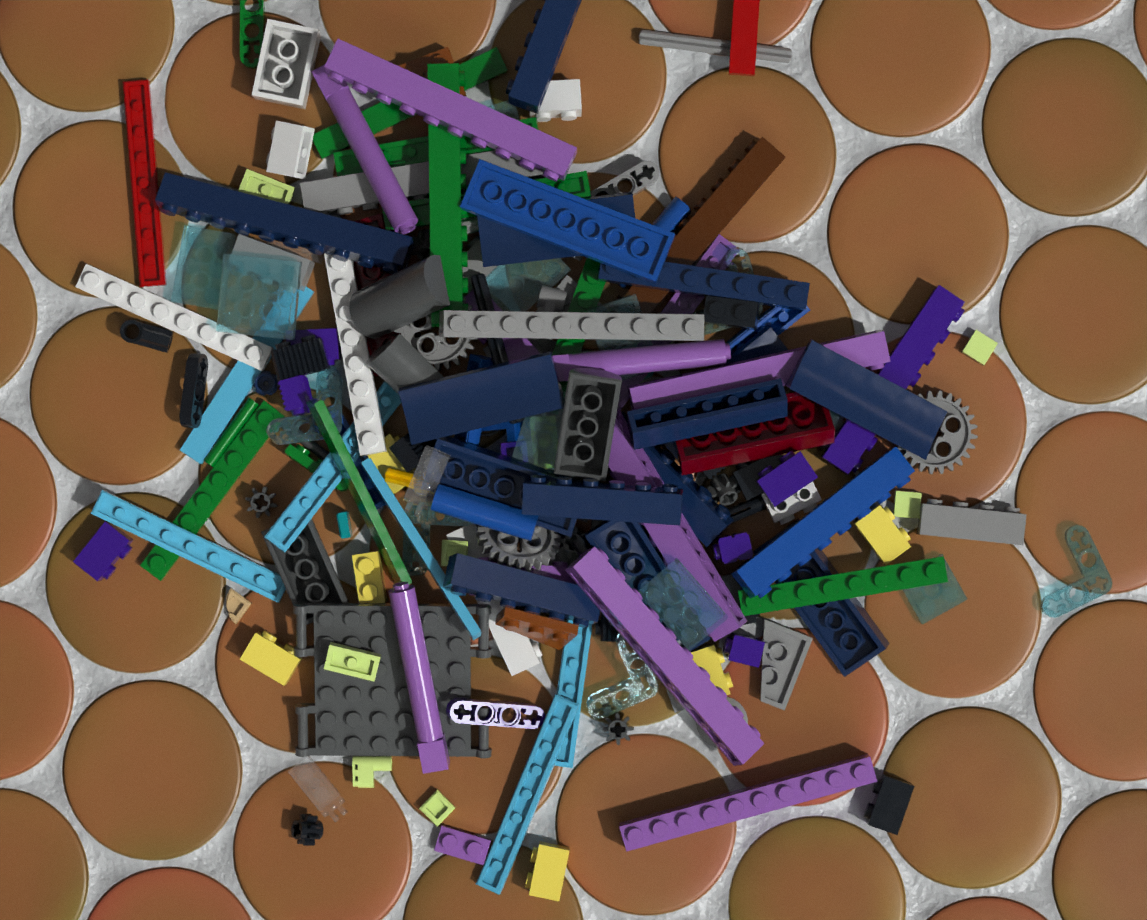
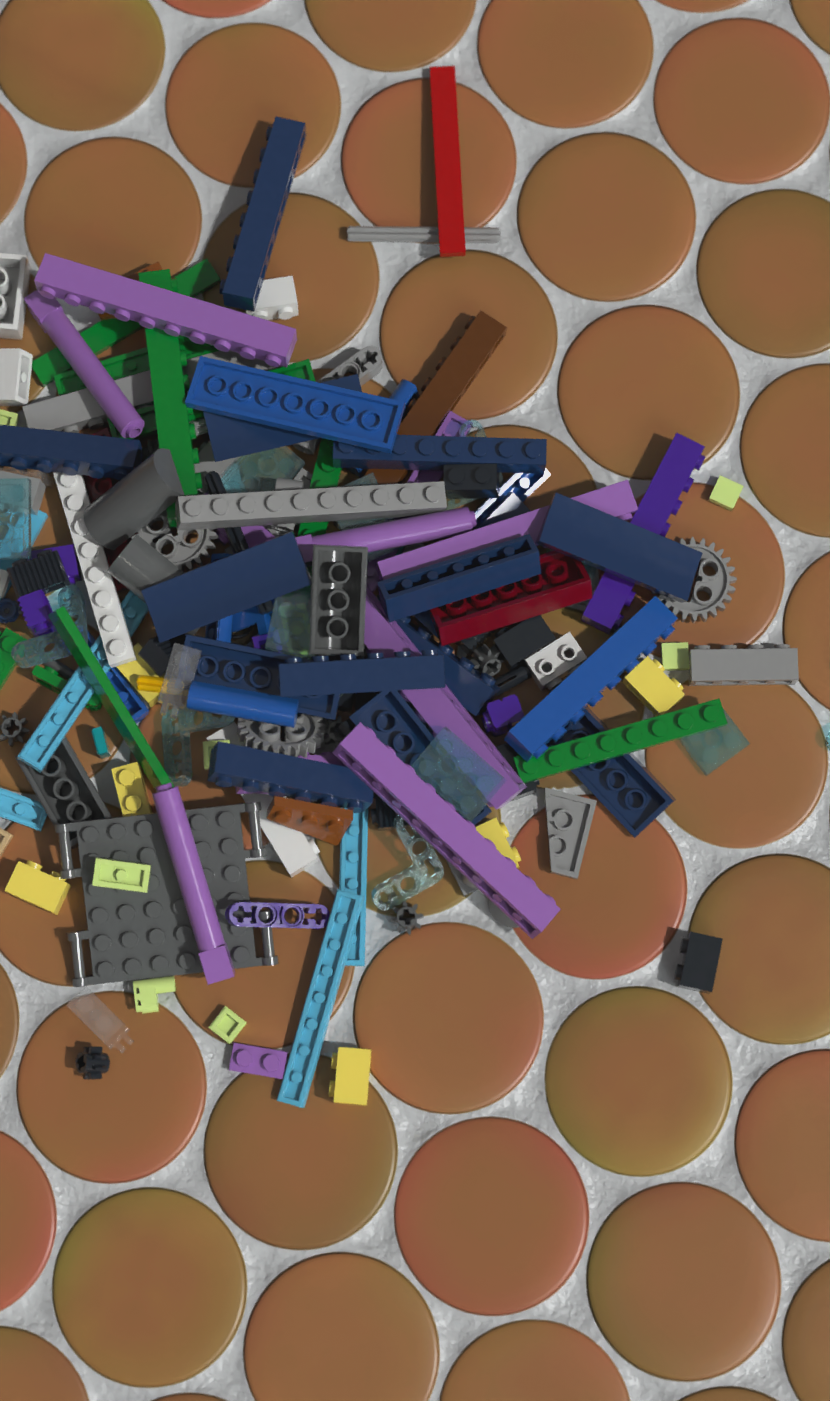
camera: 10 degrees left, 10 degrees down
(420, 547) = (181, 750): medium azure tile -> none
(744, 649) = (527, 818): dark purple brick -> none
(747, 802) = (551, 978): medium lavender brick -> none
(786, 478) = (548, 636): dark purple brick -> none

